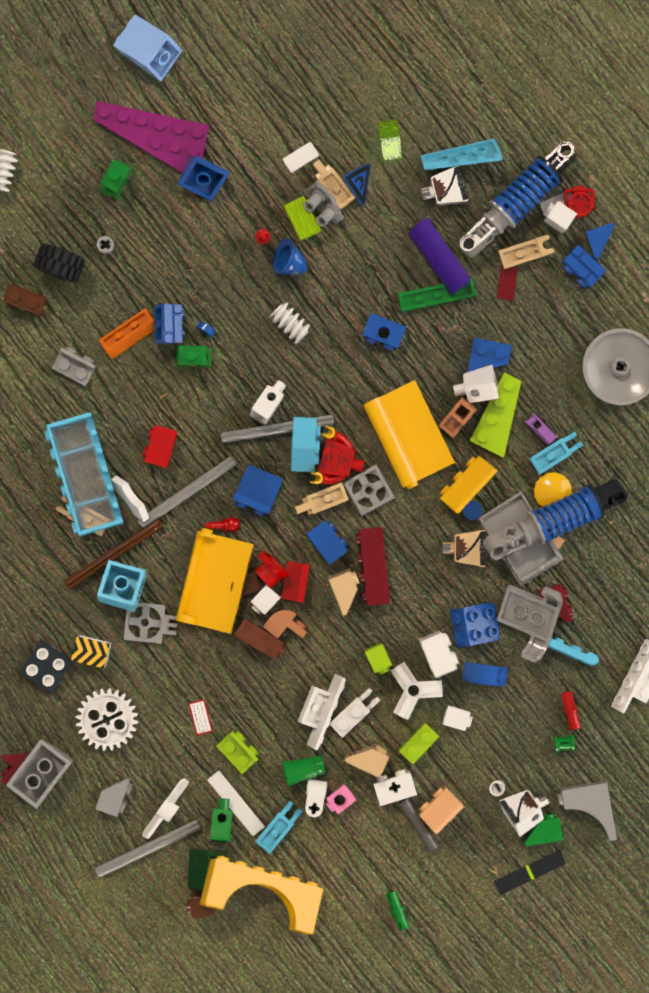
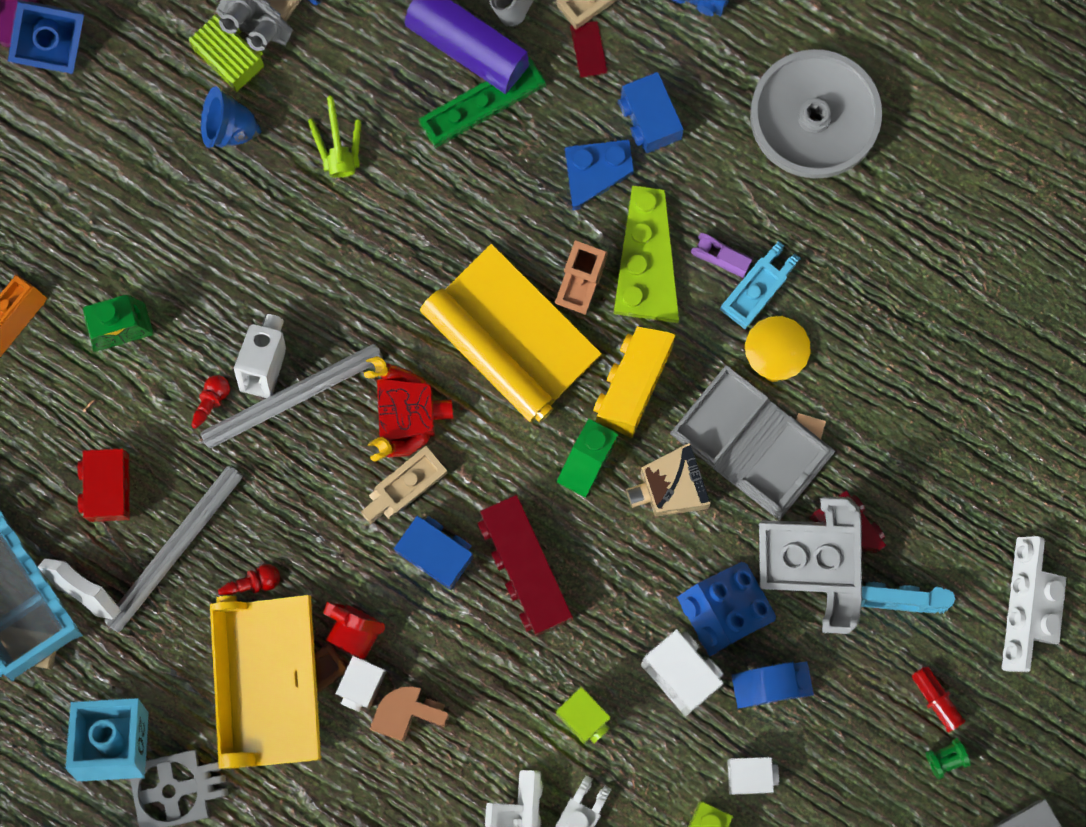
camera: 15 degrees left, 10 degrees down
(113, 554) = (80, 692): reddish brown axle -> none
(168, 324) = (59, 283): blue brick -> none
(205, 329) = (124, 274): blue tile -> none
(236, 410) = (215, 389): none -> red bar
(257, 490) = (290, 505): blue bracket -> none
(260, 639) = (371, 751): copper slope -> none
(262, 236) = (170, 97): red axle -> none
(290, 322) = (258, 219): white piece -> none
(296, 581) = (403, 637): red panel -> none
(305, 444) = (343, 400): medium azure brick -> none
(344, 587) = (487, 617): tan slope -> none
(346, 303) = (340, 161): none -> lime plant
(375, 486) = (475, 411): light grey piece -> none
(376, 323) = (401, 173): blue brick -> none
(407, 702) = (682, 743): white piece -> none
(427, 518) = (587, 458): none -> green slope
(472, 510) = (657, 422): blue tile -> none
(478, 385) = (597, 215): white torso -> none
(529, 334) = (651, 113): none -> blue brick
(556, 518) = (799, 385): piece -> none

